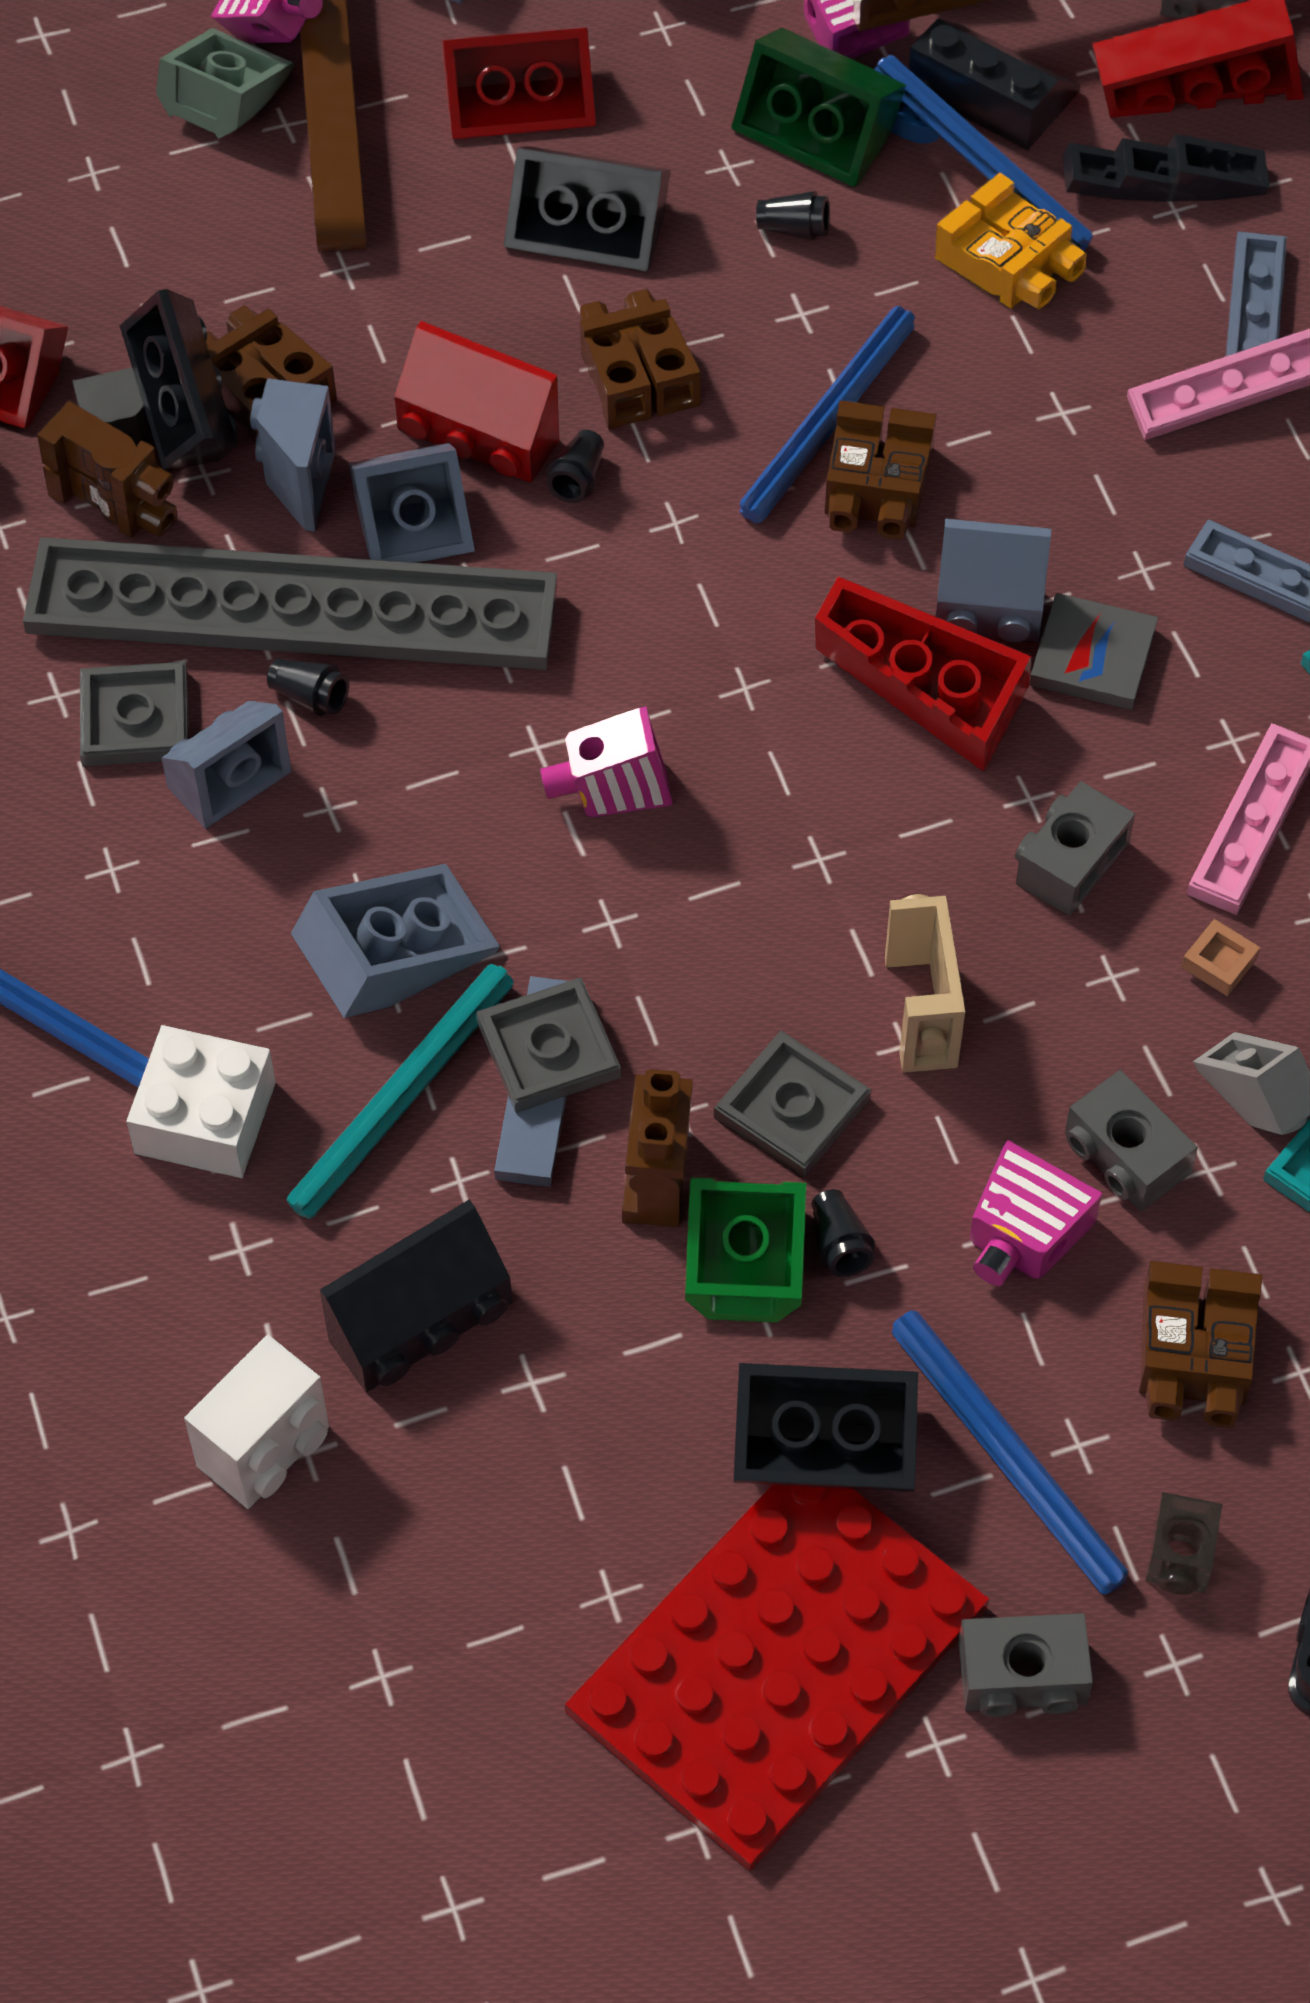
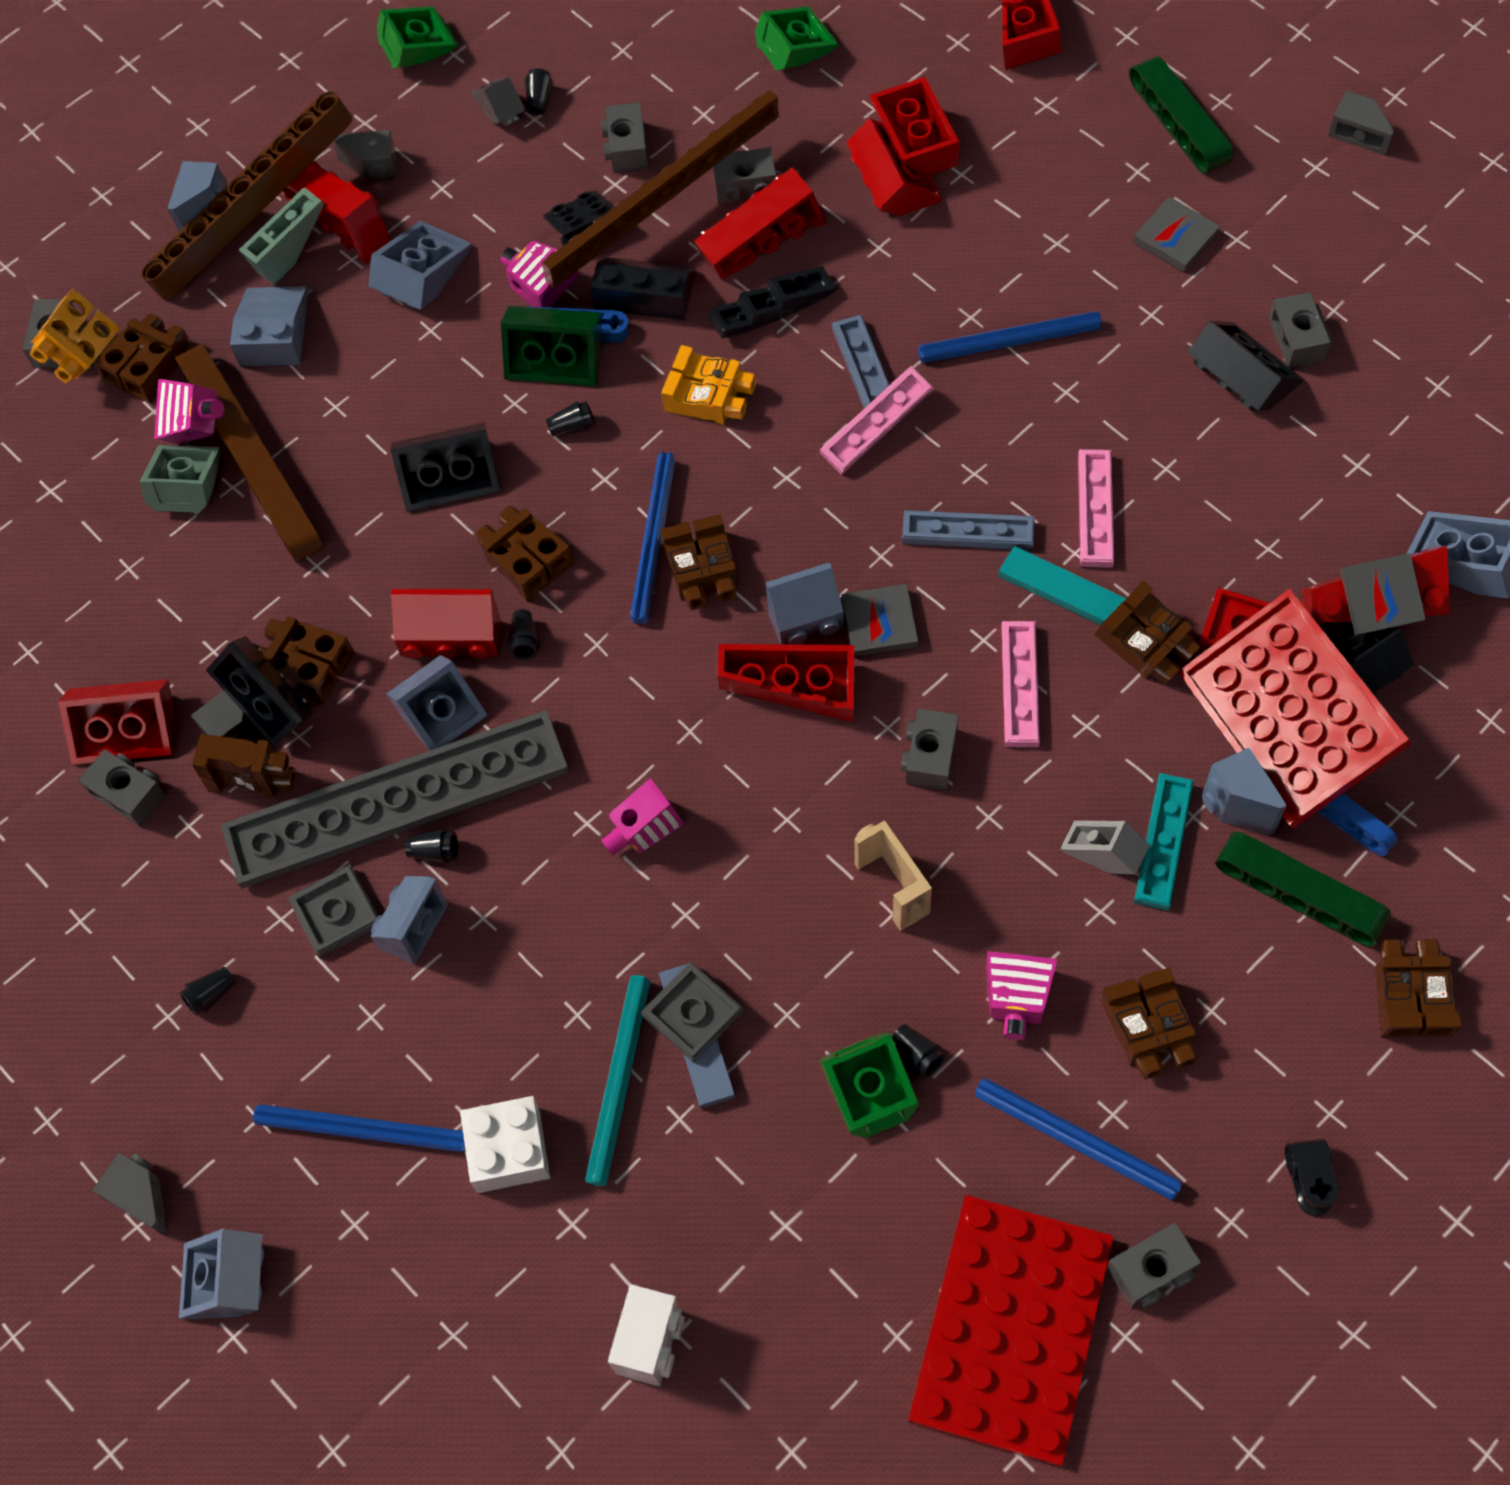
camera: 20 degrees left, 5 degrees up
(295, 445) = (349, 698): sand blue slope -> none
(391, 937) = (564, 986): sand blue slope -> none
(416, 1297) = (699, 1211): black slope -> none
(519, 82) = (363, 402): red slope -> none
(657, 1148) = (793, 1049): reddish brown hips -> none
(792, 1103) = (848, 981): dark grey tile -> none
(826, 1427) = (975, 1180): black slope -> none
(974, 145) = (656, 333): blue axle -> none
(1123, 1111) = (1041, 900): dark grey brick -> none
(1188, 1521) = (1210, 1135): clear smoke brick -> none
(1220, 957) = (1045, 779): nougat plate -> none

